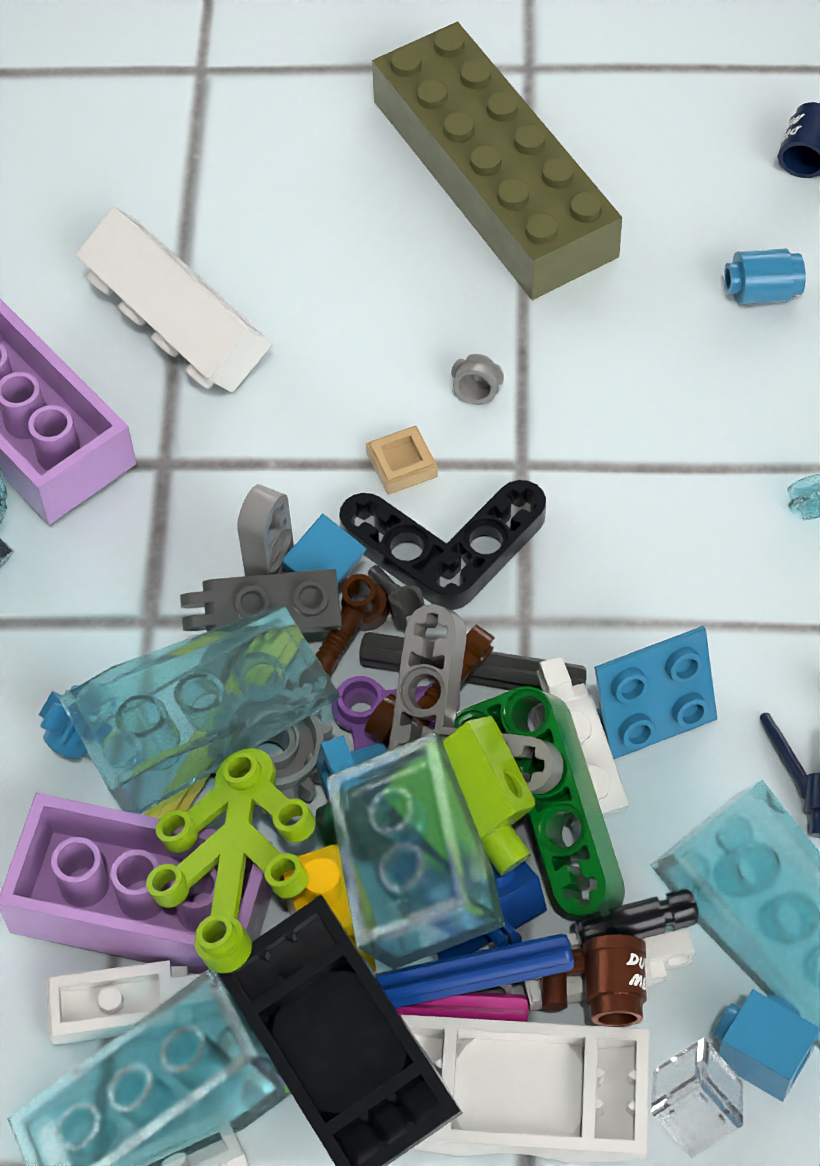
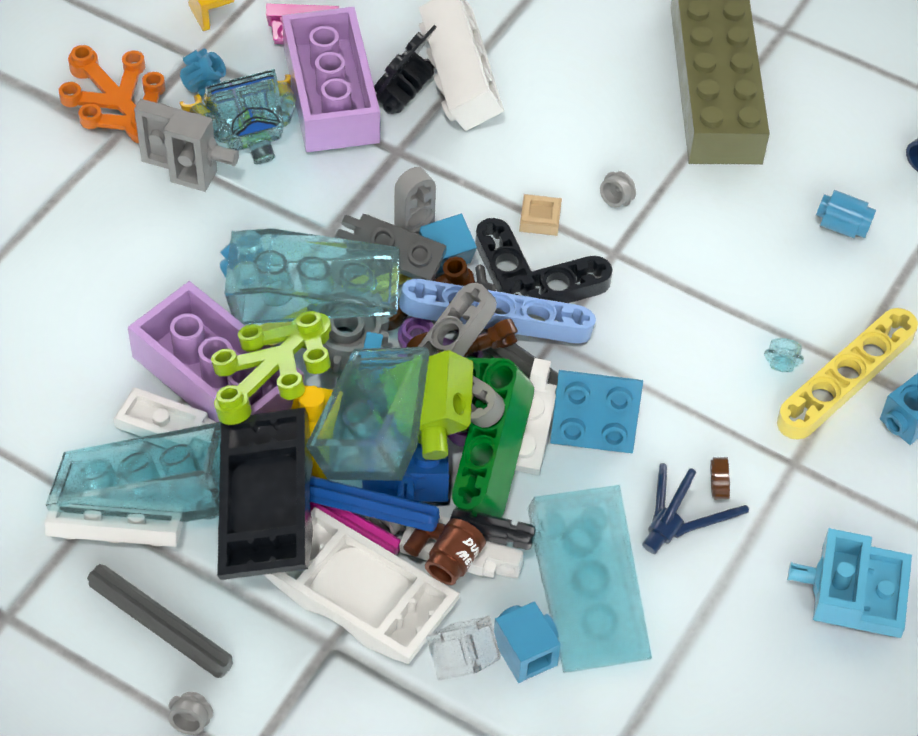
camera: 25 degrees right, 5 degrees down
(116, 353) = (405, 75): none -> black hinge
(530, 588) = (573, 325): none -> light blue beam

